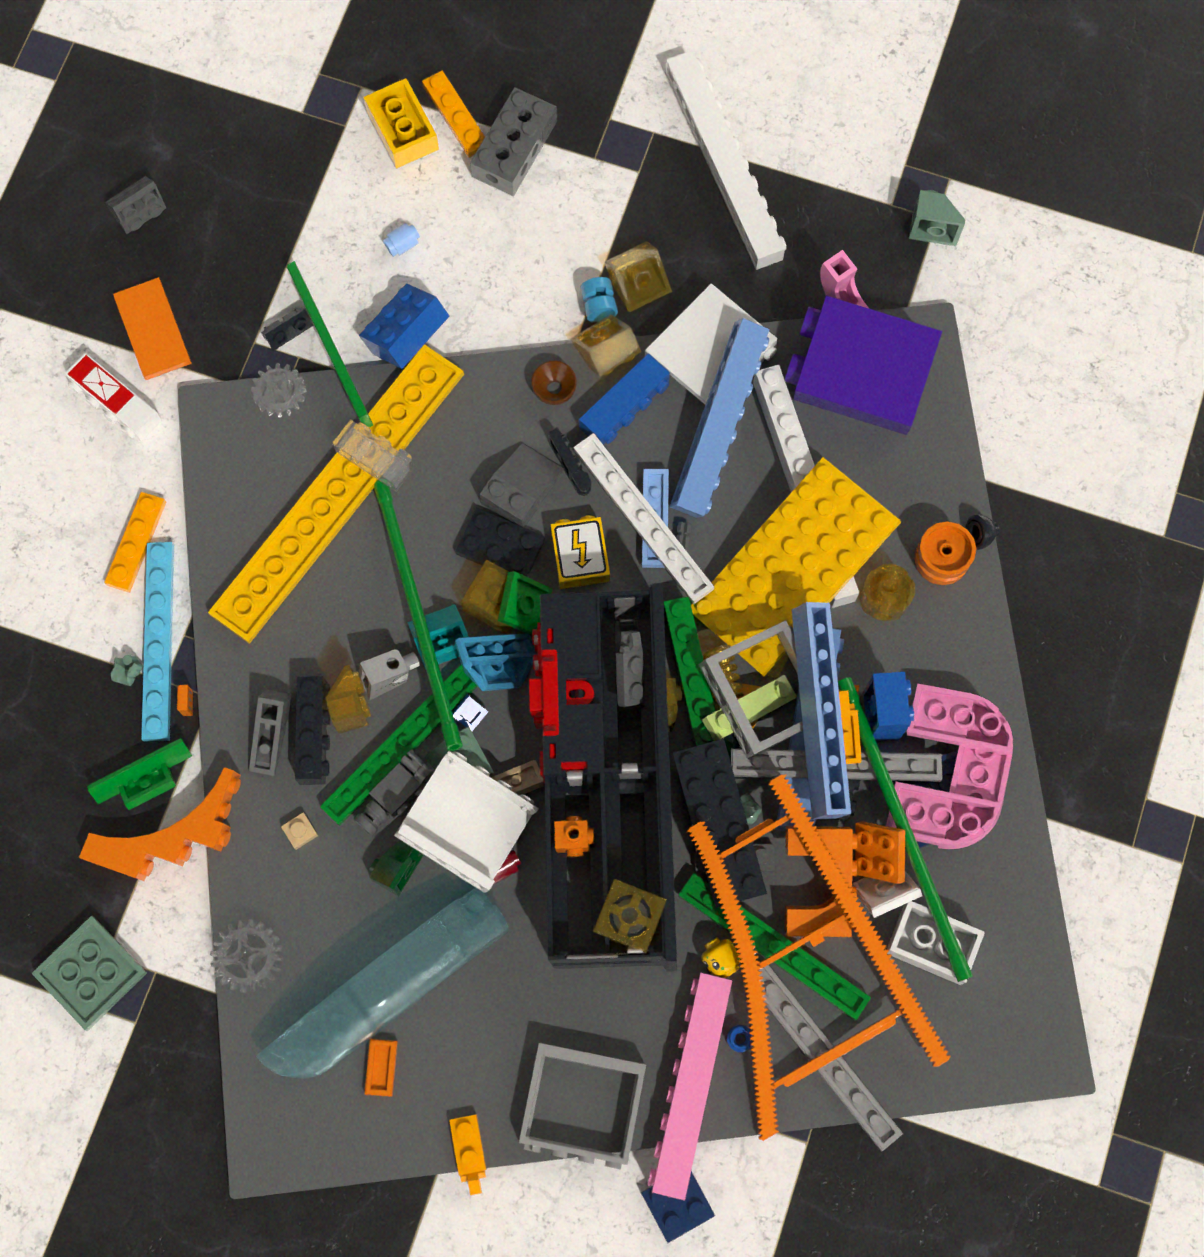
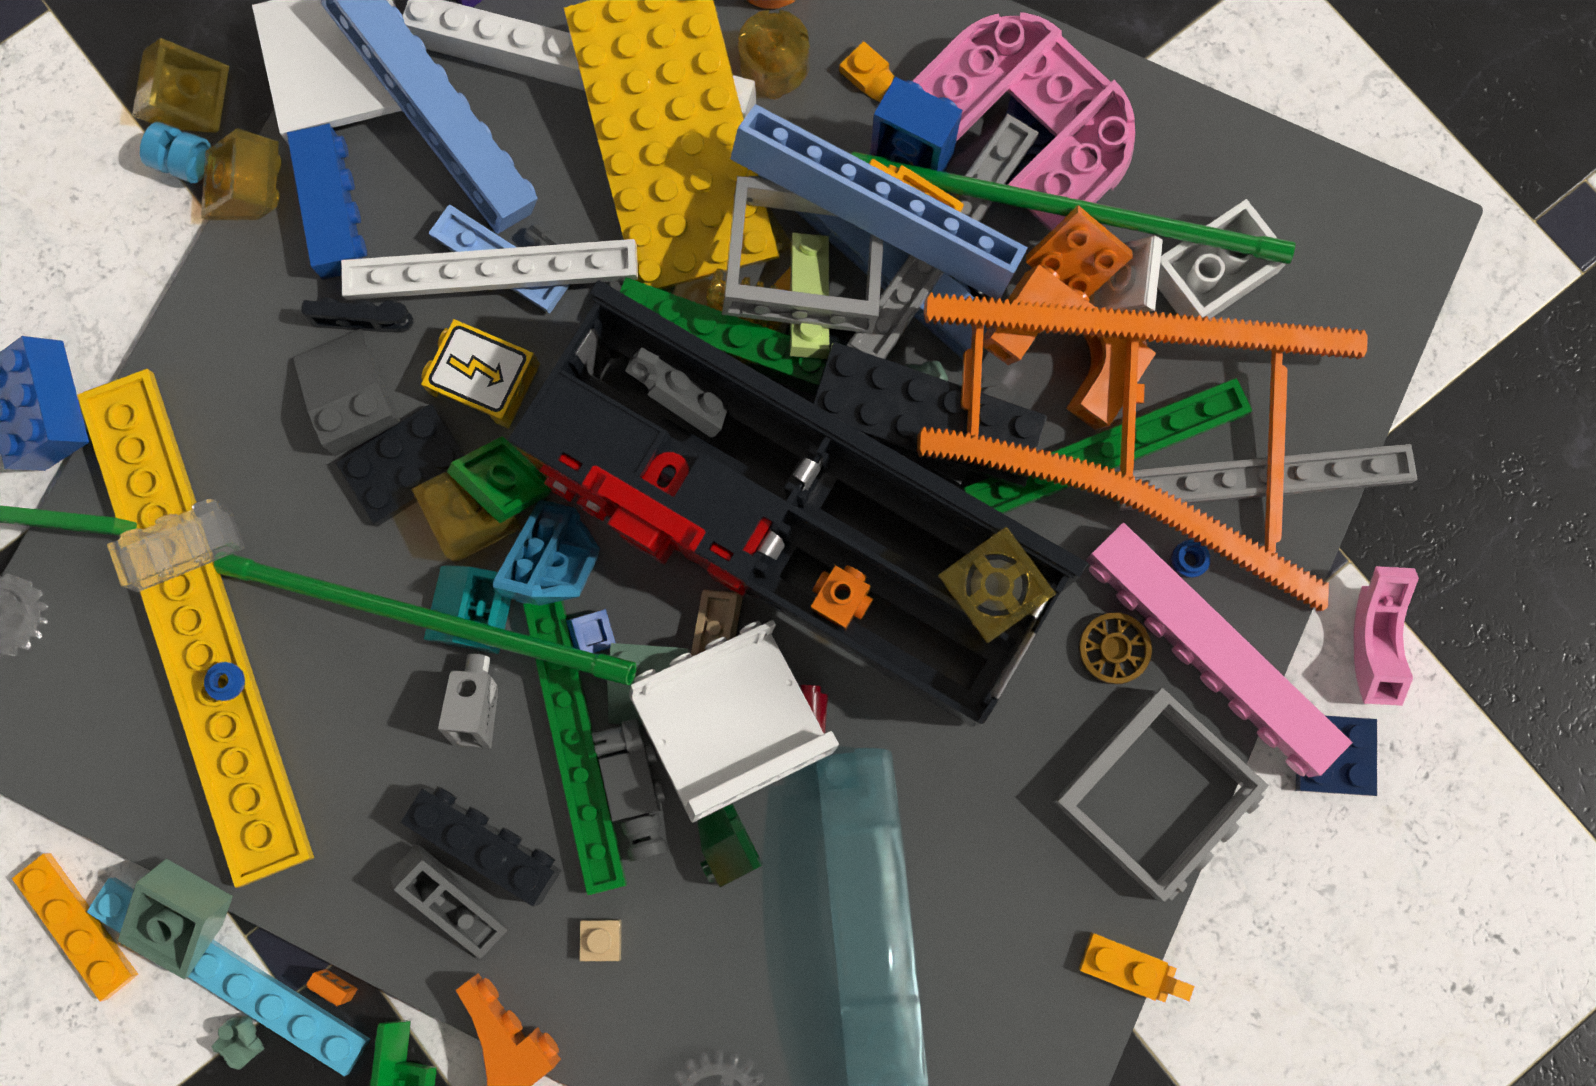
camera: 55 degrees left, 5 degrees up
(172, 591) = (173, 917): none -> sand green slope
(318, 537) = (235, 681): none -> blue plate
(345, 703) = (476, 780): clear yellow slope -> none
(381, 1067) = (963, 1017): orange tile -> none
(554, 372) = (232, 259): reddish brown piece -> none
(655, 1025) = (1115, 648): none -> pearl gold wheel
(720, 958) = (1085, 519): yellow head -> none
(767, 1187) = (1378, 636): none -> bright pink arch
(918, 659) = (867, 71): none -> light orange plate

